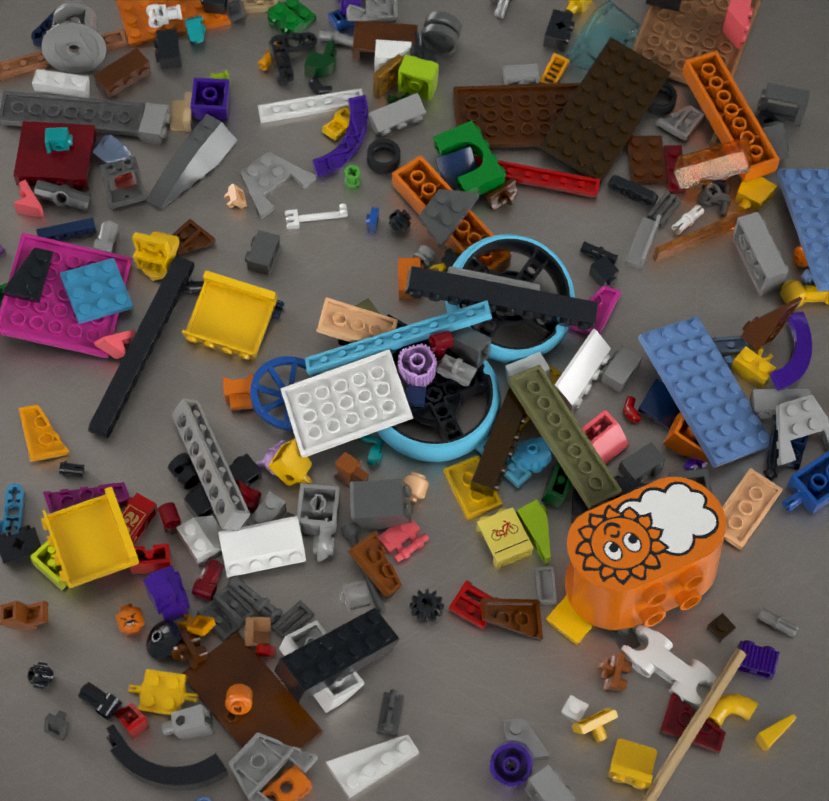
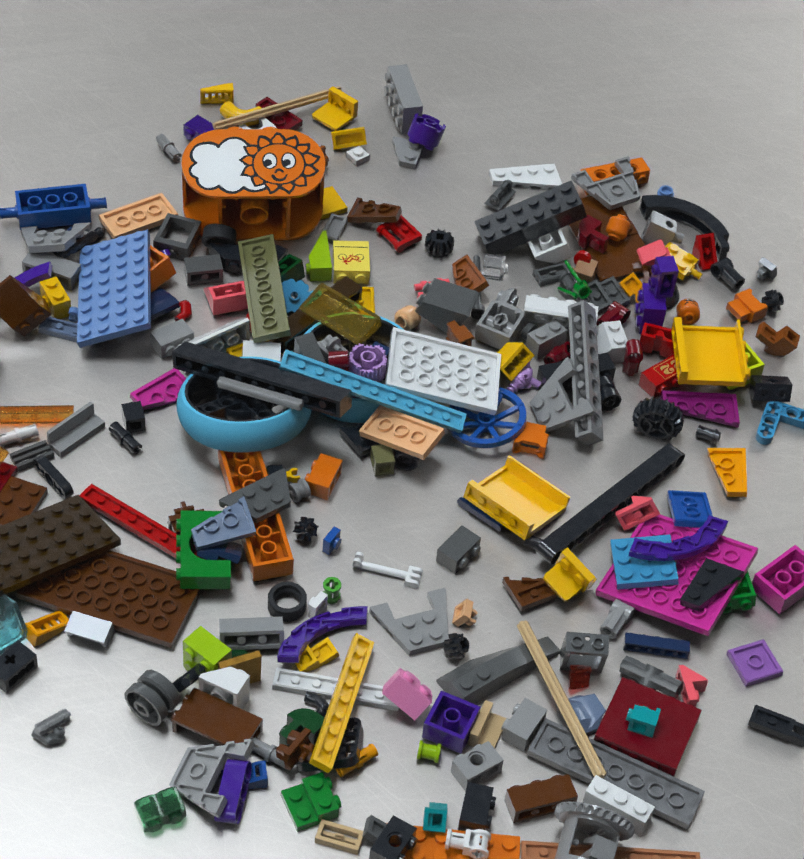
camera: 160 degrees left, 15 degrees down
(60, 302) = (680, 548): none -> dark purple tile
(68, 368) = (688, 508): none -> blue tile
(68, 656) = (747, 307): none -> orange piece
(123, 451) = (658, 418): none -> black gear
(132, 145) = (561, 699): none -> tan axle
(178, 79) = (488, 765): none -> light grey brick
(184, 657) = (649, 252): none -> coral slope
(228, 426) = (552, 403): none -> light grey wing
(231, 164) = (456, 645): none -> black gear
(251, 589) = (580, 288): none -> green plant
(253, 106) = (407, 693): none -> bright pink brick
(271, 685) = (590, 234): none -> dark red brick
(299, 80) = (341, 703): none -> yellow plate
(319, 28) = (299, 749): none -> reddish brown hips
(358, 157) = (317, 604): none -> white plate
(459, 170) = (229, 525): none -> sand blue wing
(472, 424) = (341, 314): none -> clear yellow slope

